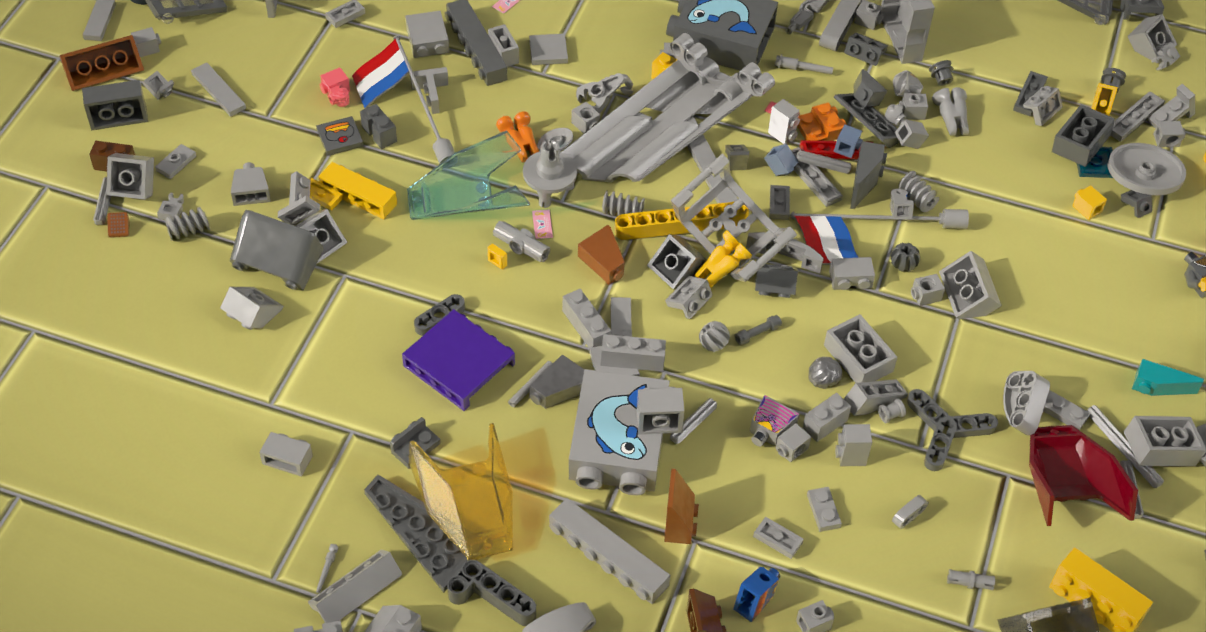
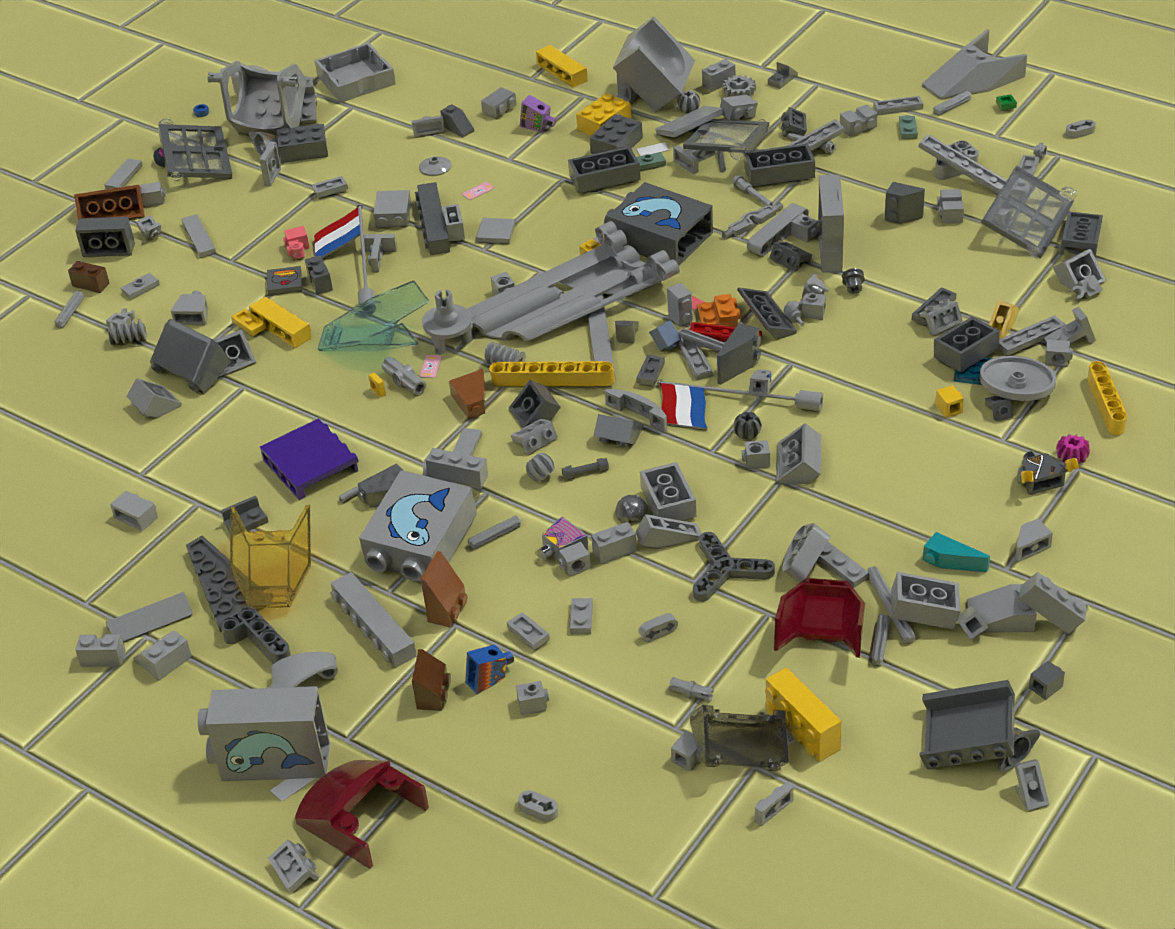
camera: 20 degrees right, 10 degrees down
(118, 224) = (73, 327): dark orange slope -> none
(130, 176) = (93, 289): light grey brick -> none
(300, 203) = (225, 321): light grey bracket -> none
(329, 559) = (137, 594): light grey piece -> none
(444, 306) = (326, 416): dark grey beam -> none
(524, 134) = (428, 284): orange piece -> none
(562, 136) = (469, 299): light grey dish -> none
(585, 318) = (429, 434): light grey brick -> none
(603, 89) = (524, 265): light grey animal -> none
(660, 410) = (446, 505): light grey brick -> none
(720, 260) = (573, 407): yellow piece -> none
(722, 166) = (616, 387): light grey windscreen -> none
(793, 63) = (705, 258): light grey pin -> none
(848, 141) = (729, 322): sand blue brick -> none
(852, 272) = (691, 431): light grey brick -> none
(854, 445) = (625, 565): light grey brick -> none
(868, 90) = (775, 288): dark grey slope -> none
(891, 410) = (678, 546): light grey bush -> none
(911, 134) = (799, 327): light grey brick -> none
(917, 191) = (785, 374): light grey piece -> none
(953, 110) = (850, 316): light grey piece -> none
(1113, 77) = (1022, 300): dark grey piece -> none

